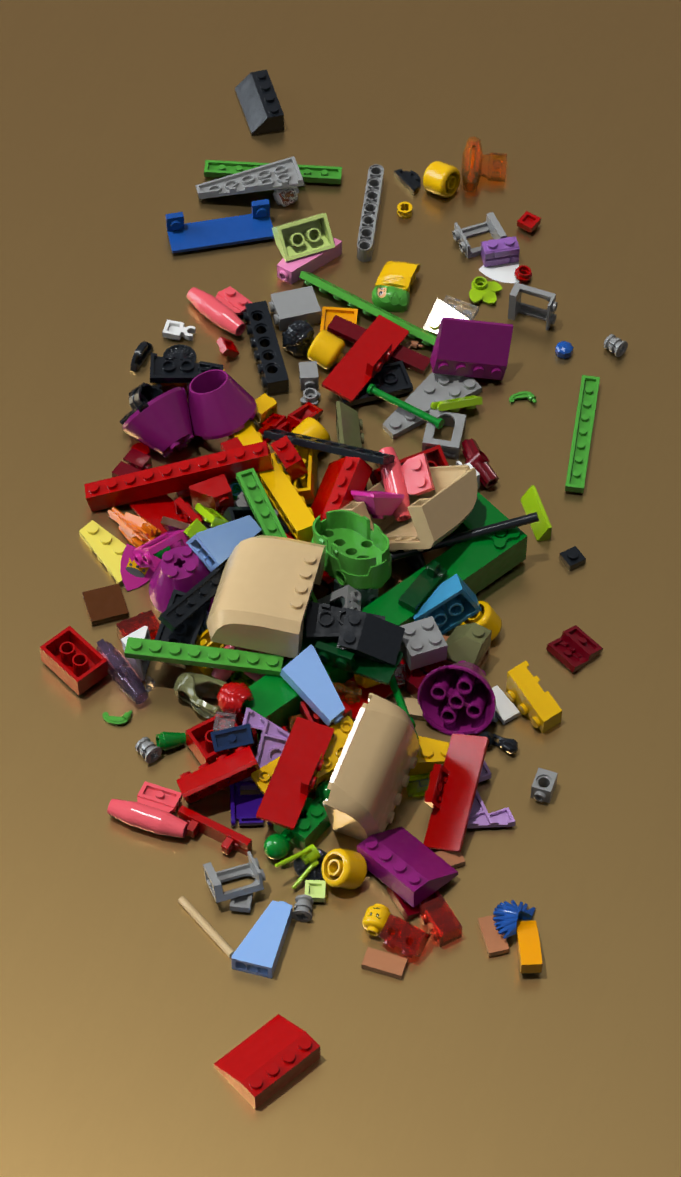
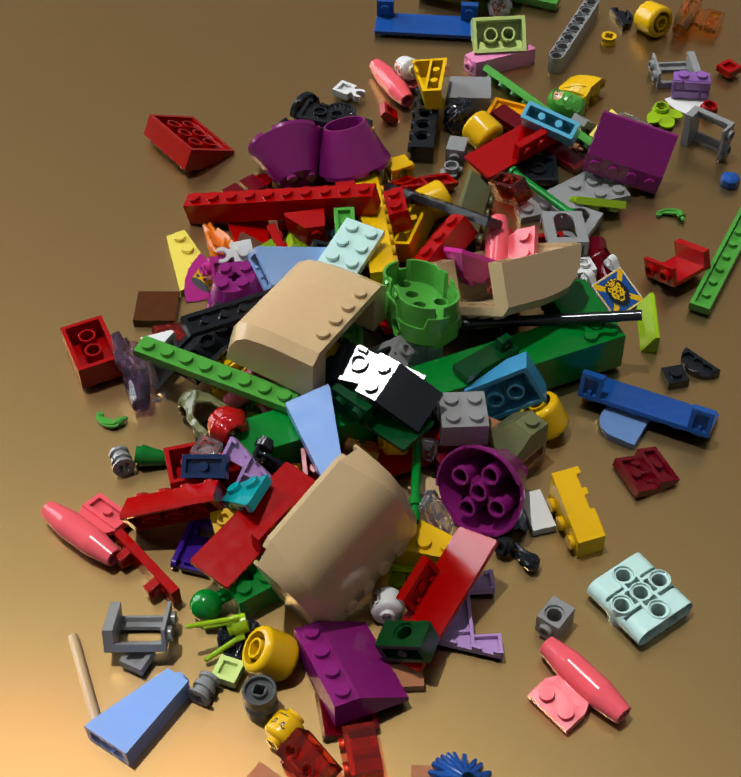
camera: 20 degrees right, 5 degrees down
(48, 424) = (186, 141): none -> red slope
(172, 538) = (238, 251): none -> white plate
(228, 294) = (404, 68): none -> white head
(262, 308) = (433, 81): none -> yellow wedge
(271, 511) = (353, 245): none -> light aqua plate
(274, 709) = (266, 447): none -> black piece
(277, 751) = (247, 493): none -> teal wing
(350, 903) = (260, 698): none -> dark grey wheel
(375, 408) = (510, 188): none -> clear red brick
(395, 333) = (558, 126): none -> medium azure brick
(413, 316) = (584, 122): none -> light grey plate
(414, 809) = (385, 605): none -> white head
(425, 726) = (435, 512): none -> clear plate
(445, 831) = (407, 641): none -> dark green brick
(455, 457) = (565, 220): none -> light grey panel
(500, 488) = (614, 289): none -> flag
(544, 612) = (622, 427): none -> medium blue tile
(547, 452) = (688, 262): none -> red panel
(559, 589) = (647, 404): none -> blue bracket
(575, 832) = (574, 688): none -> coral plate
(587, 543) = (697, 366): none -> black tile
(594, 738) = (639, 614): none -> light aqua connector

